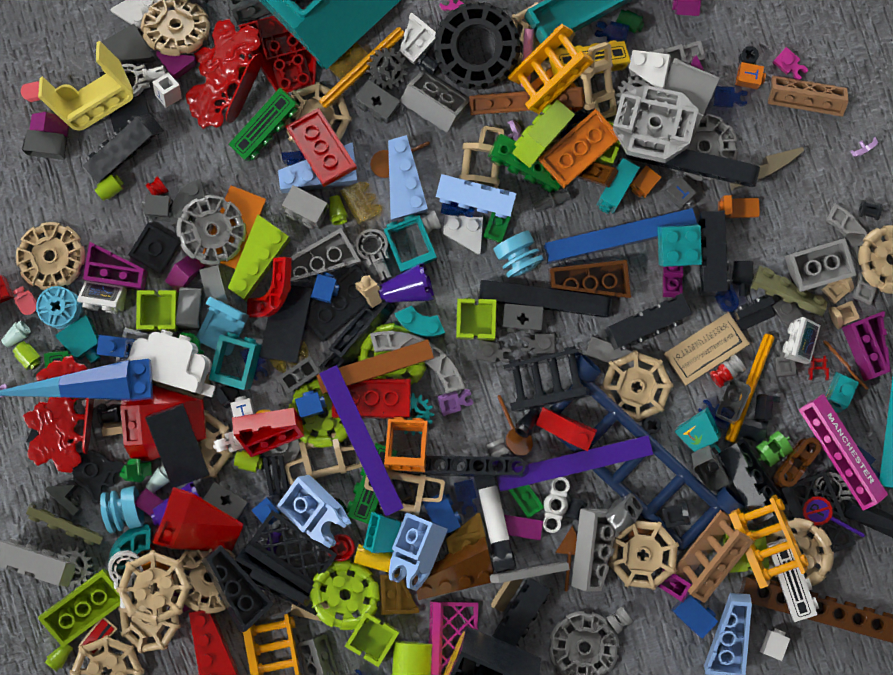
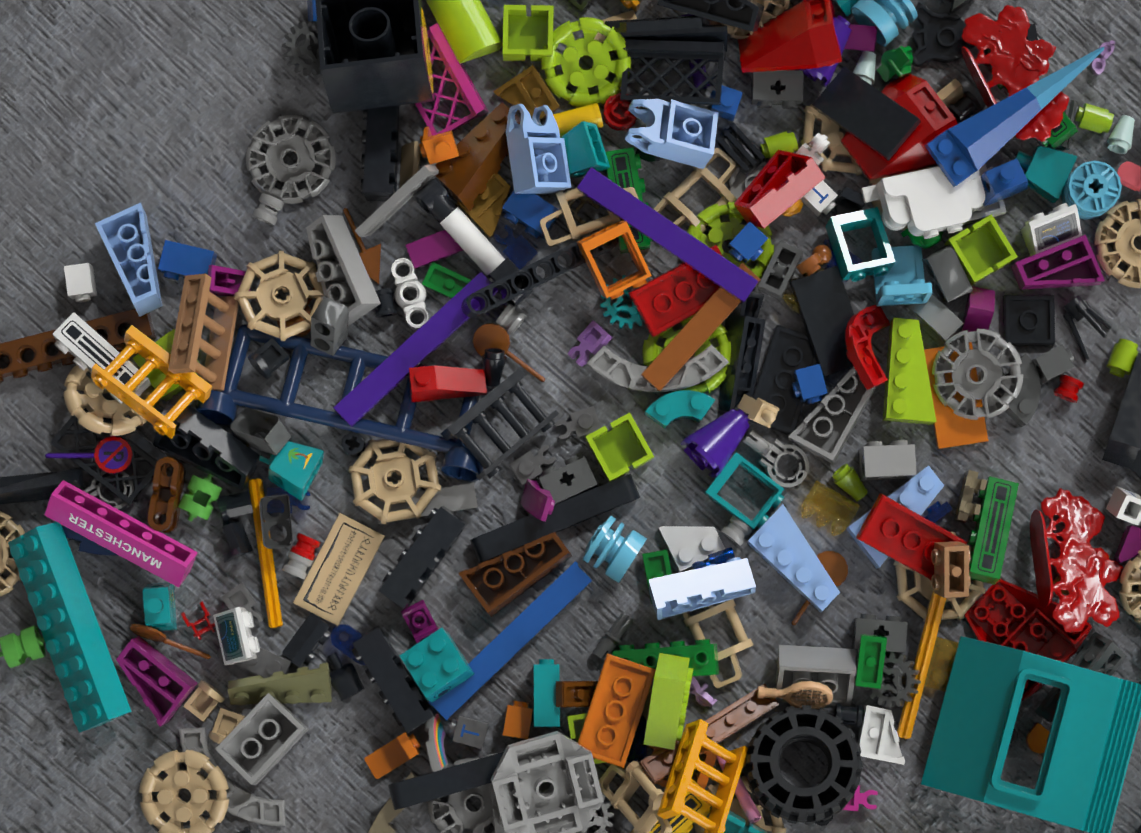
camera: 150 degrees right, 0 degrees up
(117, 235) = (1079, 309): none -> black plant
(272, 150) = (965, 507): none -> dark tan plate
(277, 365) = (820, 255): none -> dark orange plate
(307, 111) = (951, 569): none -> medium nougat brick
(394, 85) = (870, 661): none -> green plate
(452, 92) = (788, 694): none -> light nougat piece
(482, 592) = (438, 147): none -> orange bracket
(551, 315) = (537, 500): none -> magenta slope
(710, 192) = (435, 745): none -> tile

